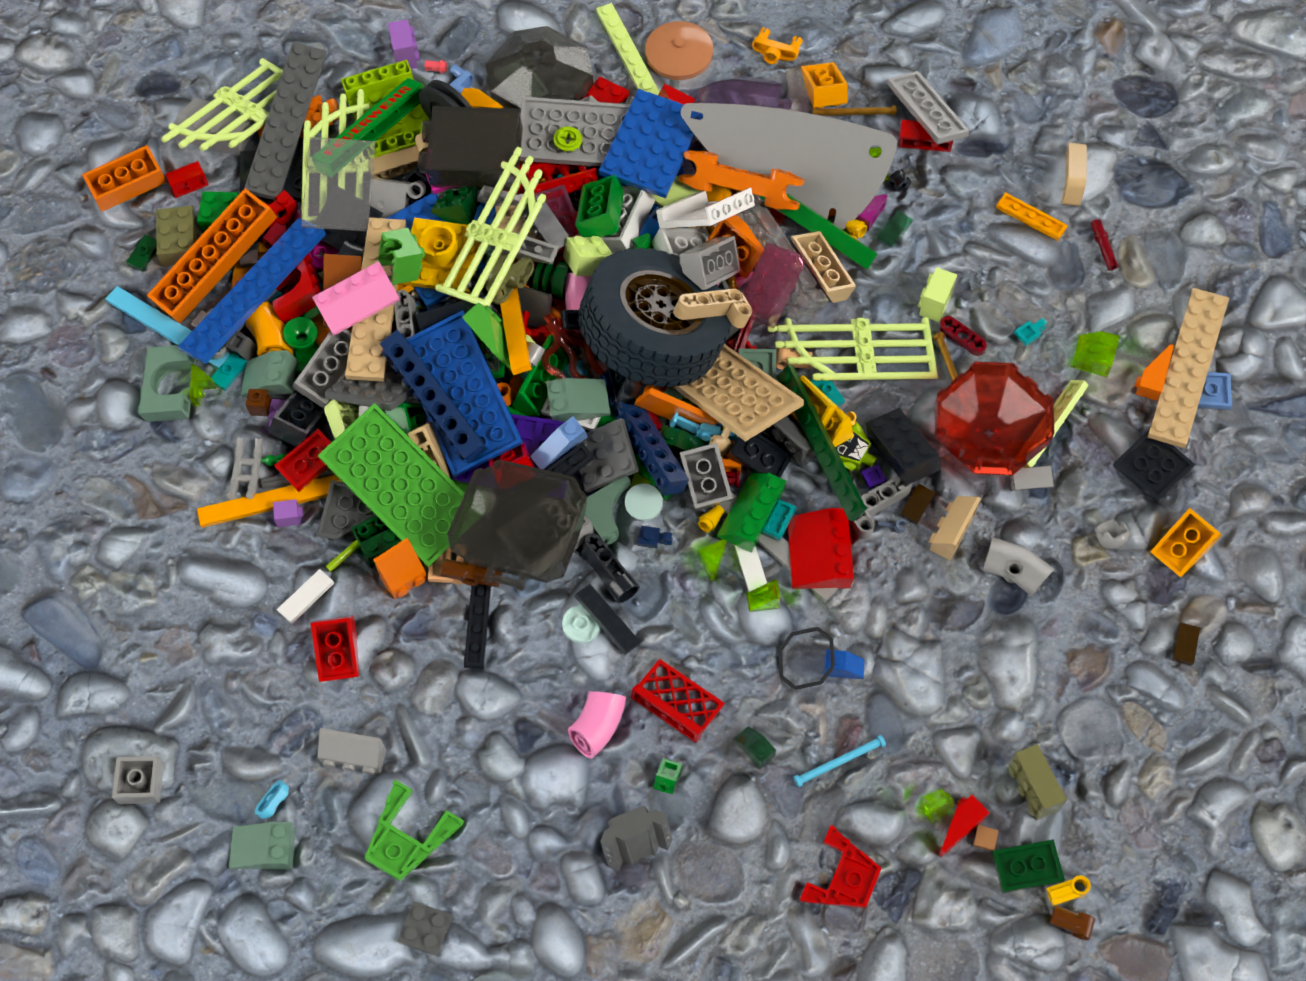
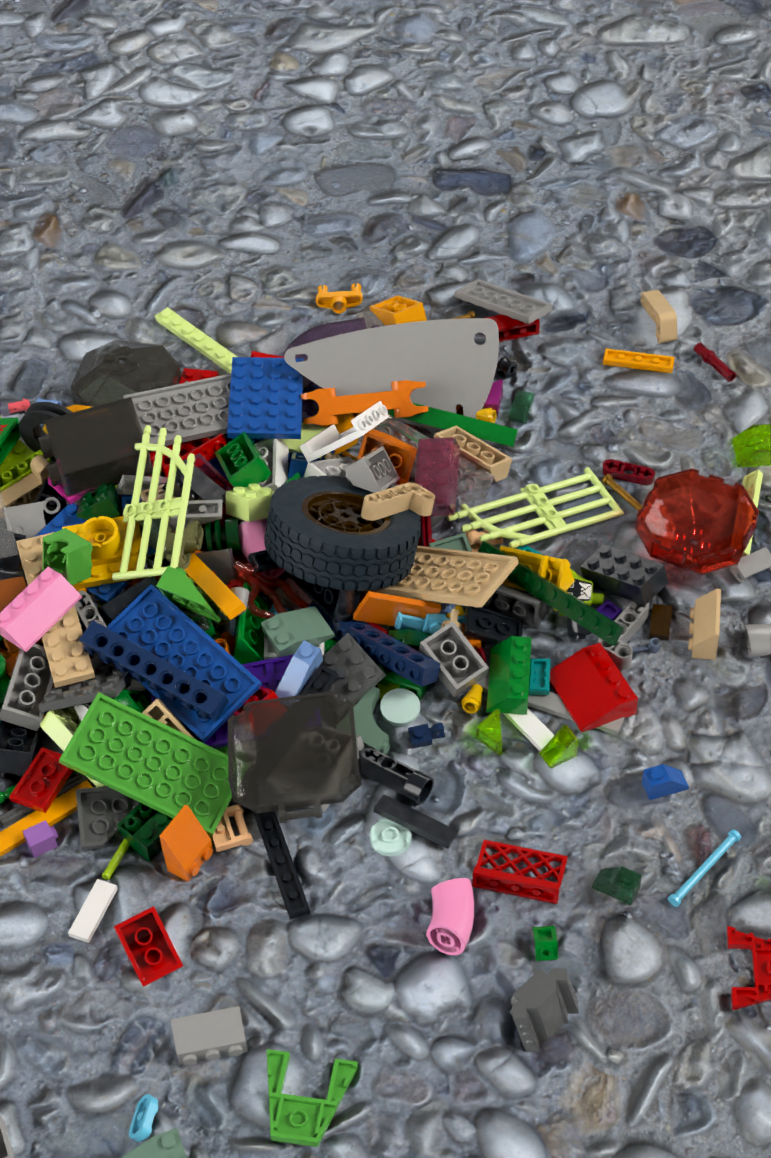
camera: 20 degrees left, 15 degrees down
(467, 573) = (257, 825): reddish brown piece -> none
(562, 134) = (190, 412): lime gear -> none
(679, 50) = (249, 327): nougat dish -> none
(831, 657) = (642, 807): black piece -> none
(937, 294) = (589, 443): yellowish green brick -> none
(1030, 332) = (687, 449): teal plate -> none

